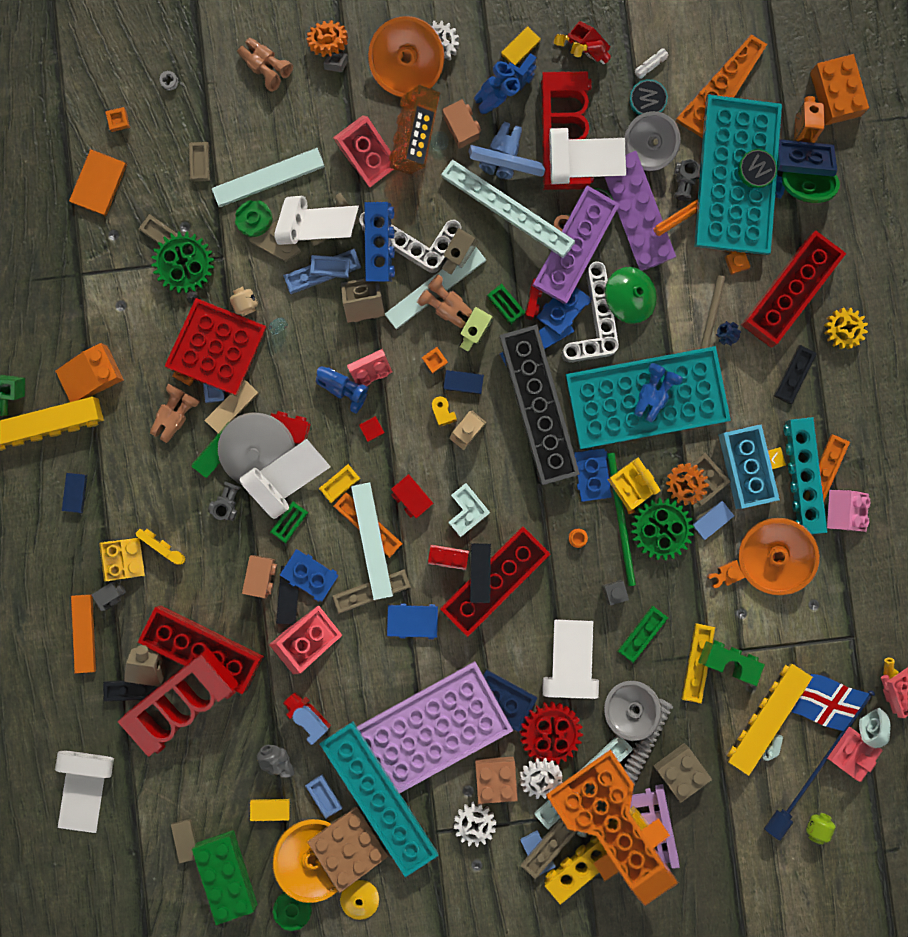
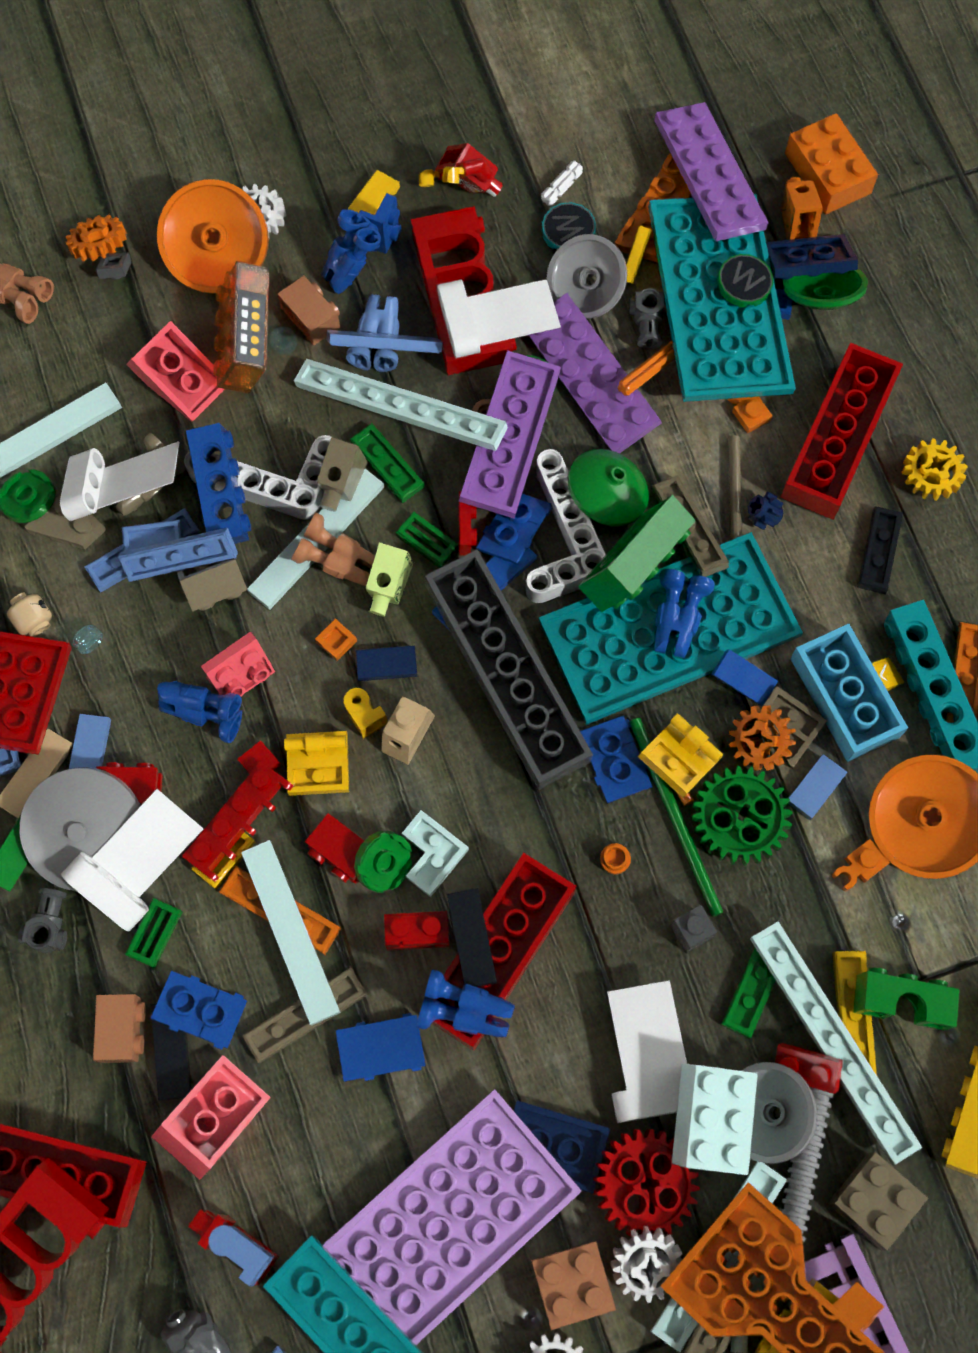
camera: 10 degrees left, 15 degrees down
(268, 395) = (90, 741): none -> medium blue tile
(345, 284) = (178, 554): none -> medium blue tile
(350, 464) = (235, 819): none -> red hinge
(408, 438) = (317, 762): none -> yellow plate
(436, 510) = (383, 861): none -> green tile
(473, 618) = (472, 1009): none -> blue piece
(491, 244) = (388, 463): none -> green tile
(600, 708) = (714, 1119): none -> light aqua brick
(639, 349) = (637, 554): none -> brick
(665, 691) = (816, 1069): none -> red plate
(677, 333) = (701, 543): none -> dark tan tile
(682, 678) = (835, 1041): none -> light aqua plate
(686, 442) = (744, 677): none -> blue tile
(690, 130) = (637, 252): none -> yellow tile
(755, 80) = (710, 171): none -> medium lavender plate

